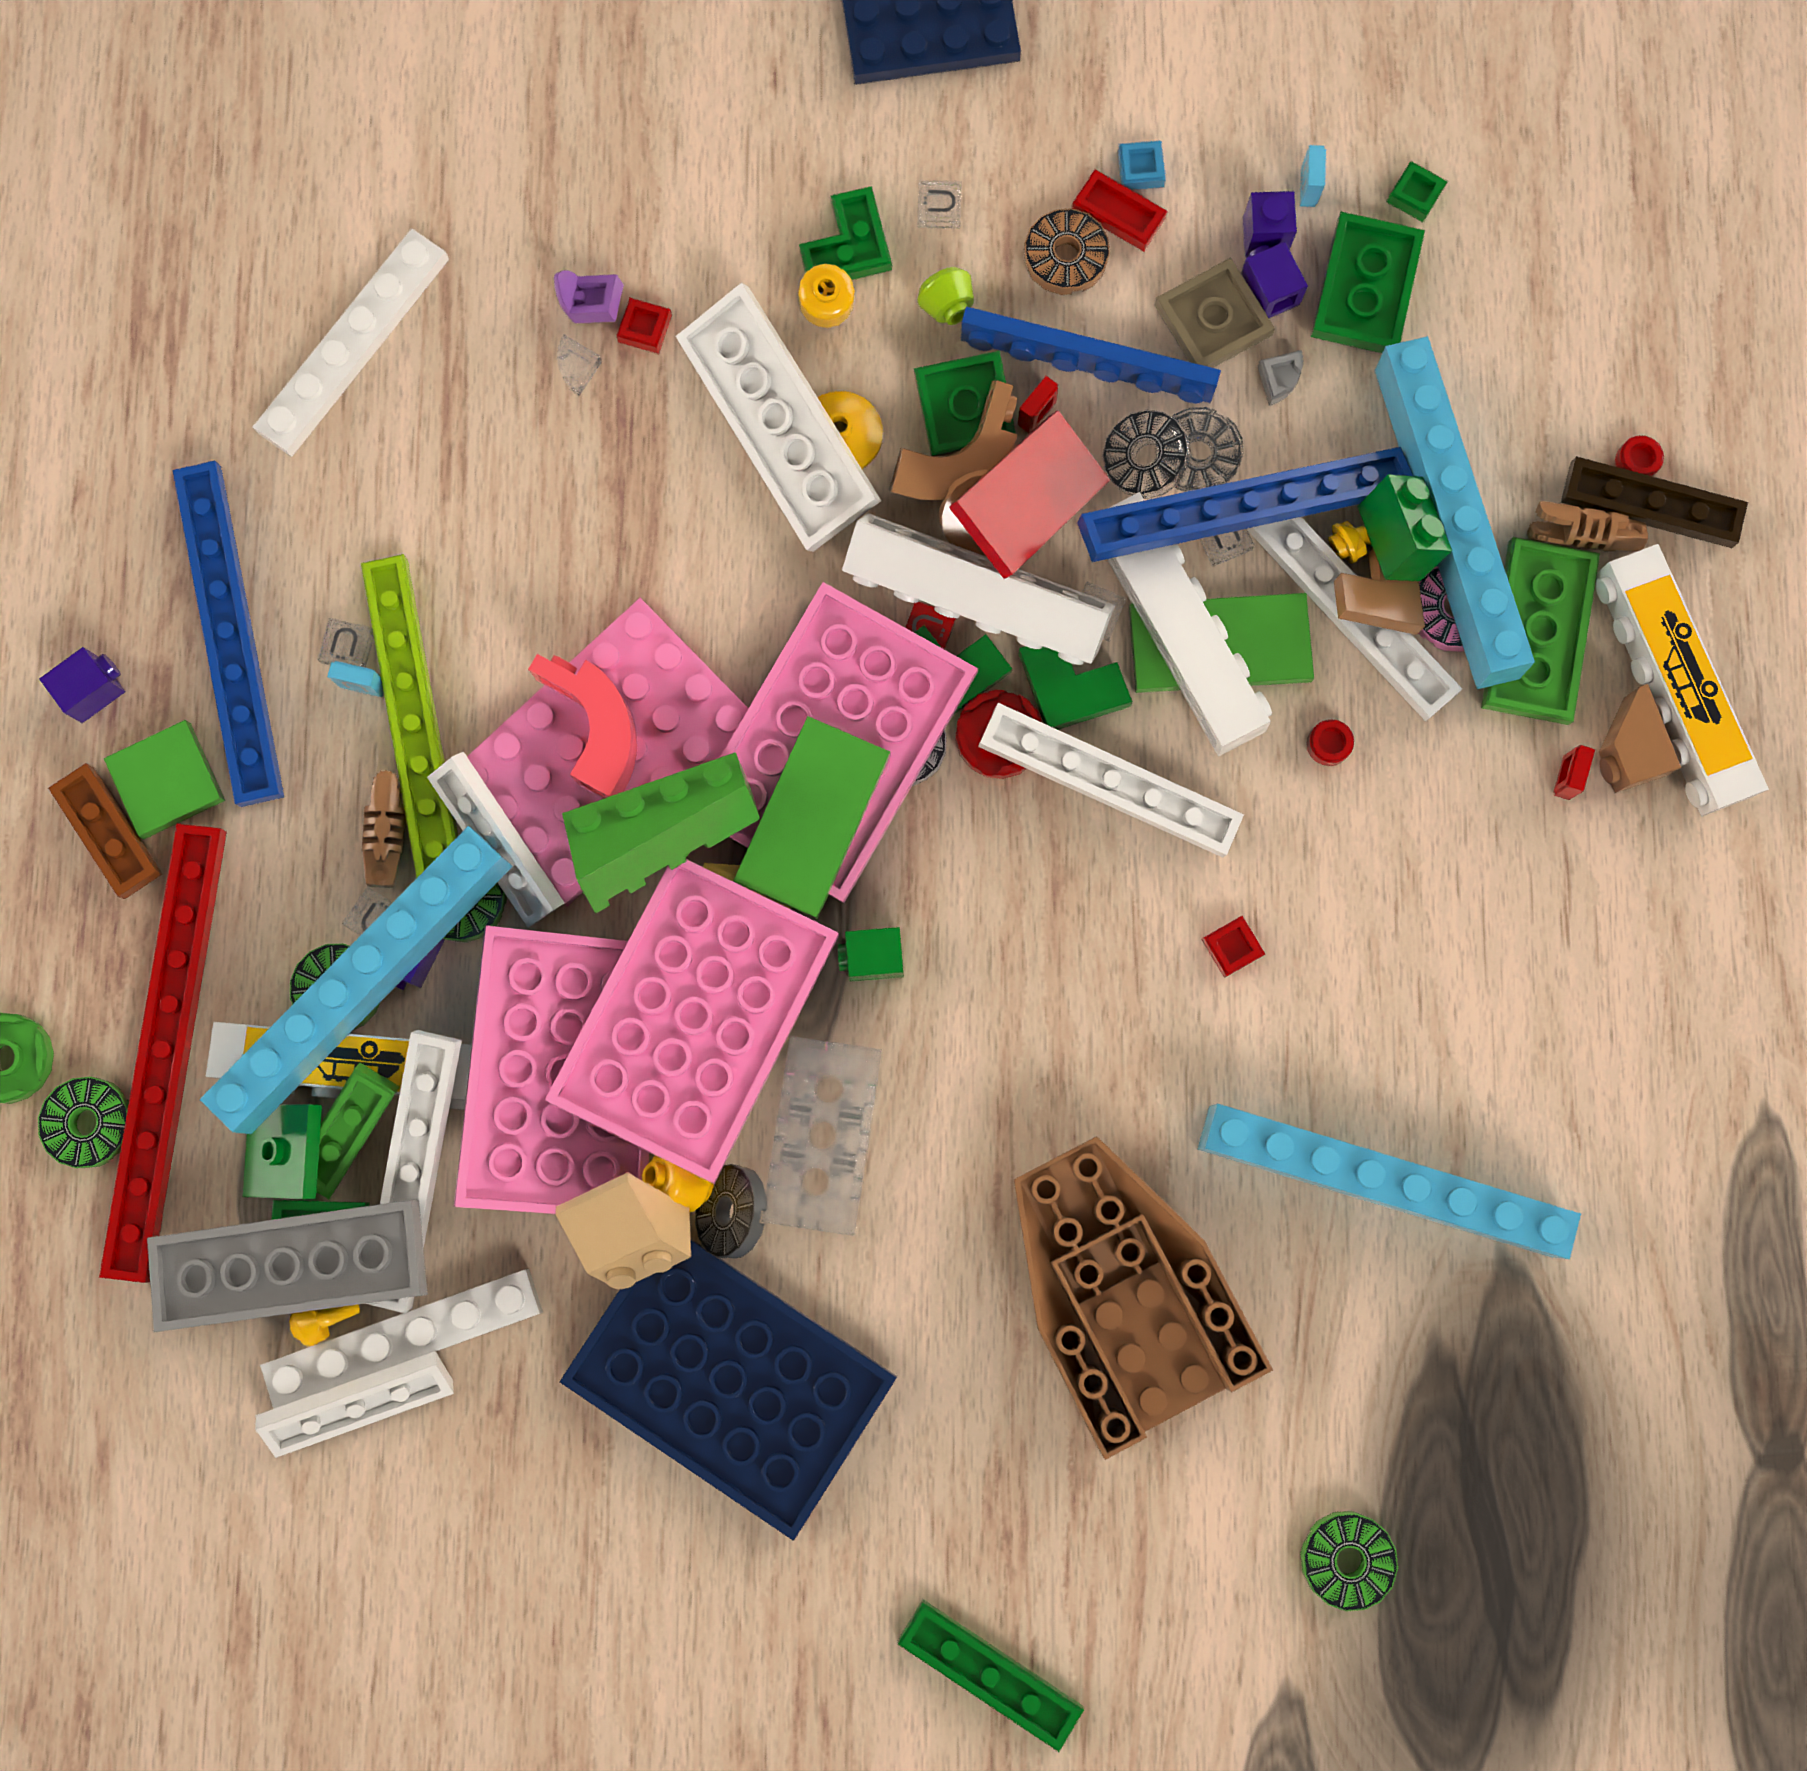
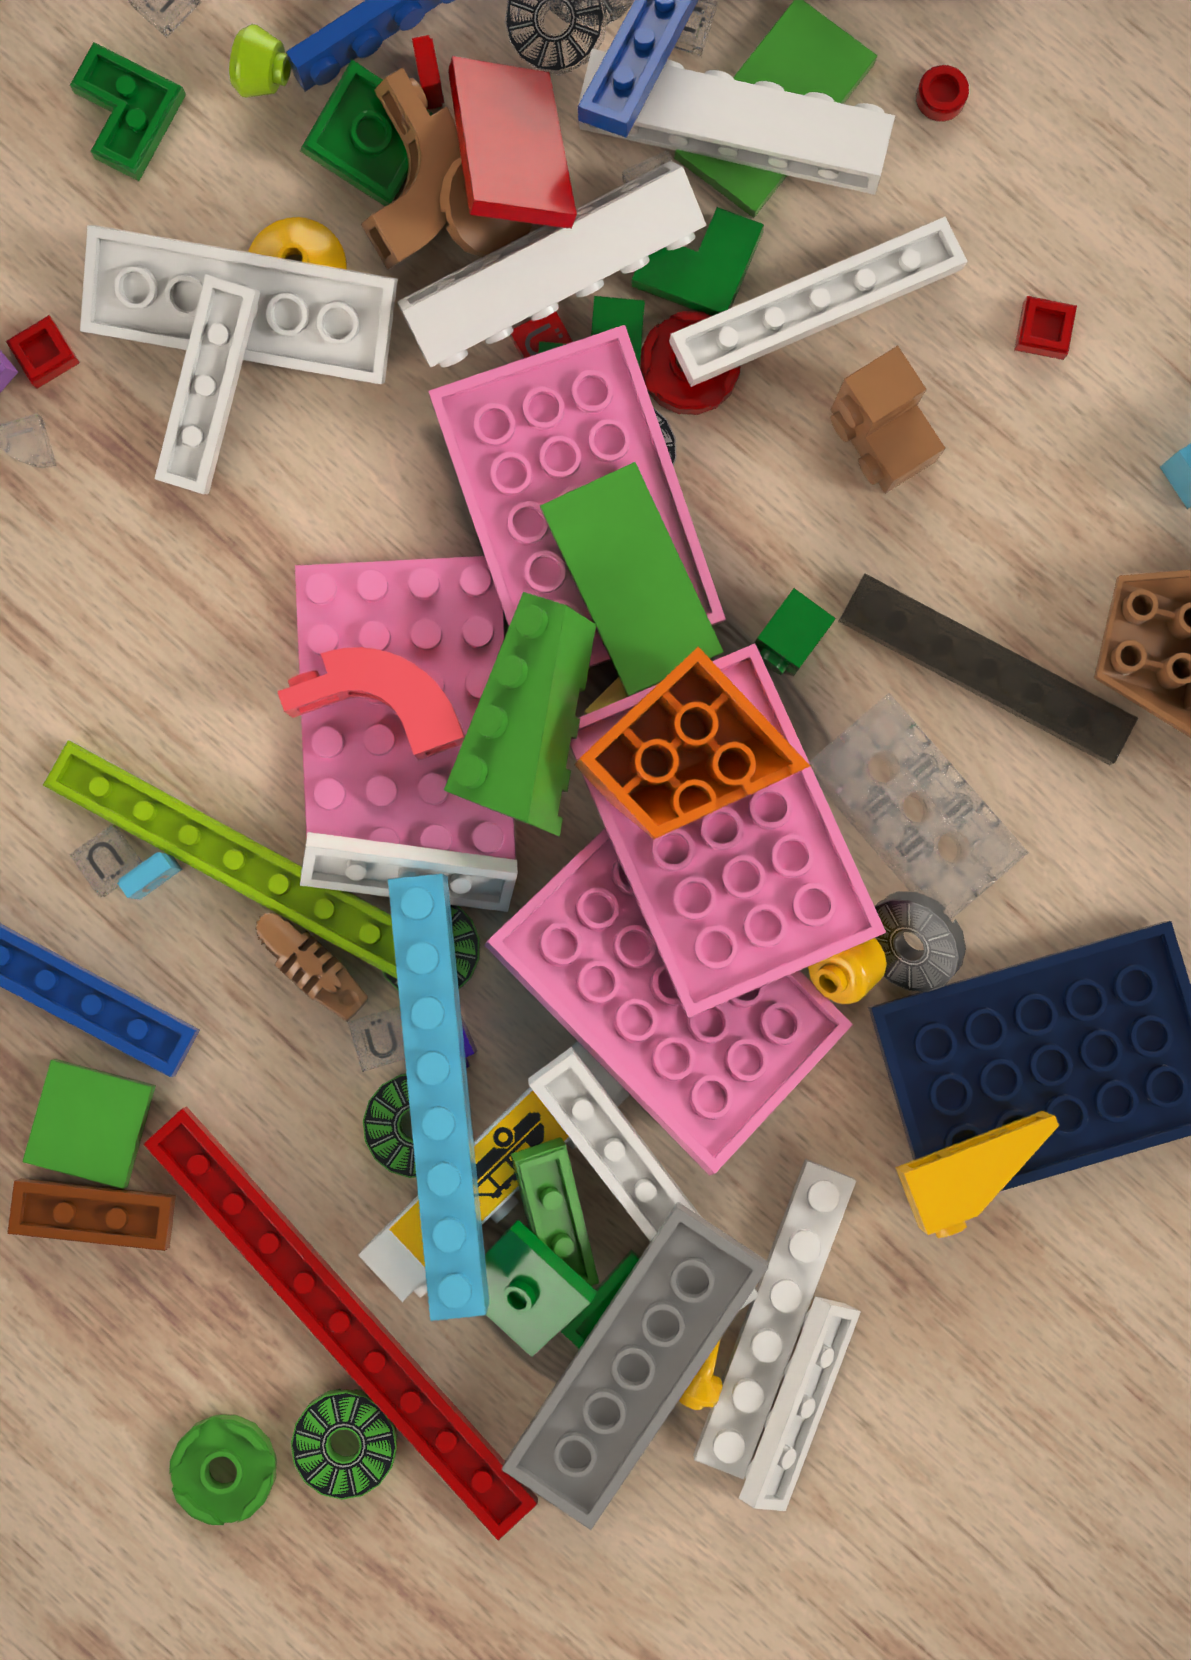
camera: 55 degrees left, 5 degrees up
(591, 1379) = (967, 1176): none -> yellow slope
(626, 1230) = (861, 1043): tan slope -> none
(706, 442) = (207, 384): none -> white plate
(716, 945) = (687, 750): none -> orange wedge
(824, 309) = (178, 170): yellow head -> none
(965, 1107) = (988, 669): none -> clear smoke plate
(1070, 887) = (883, 420): none -> medium nougat brick

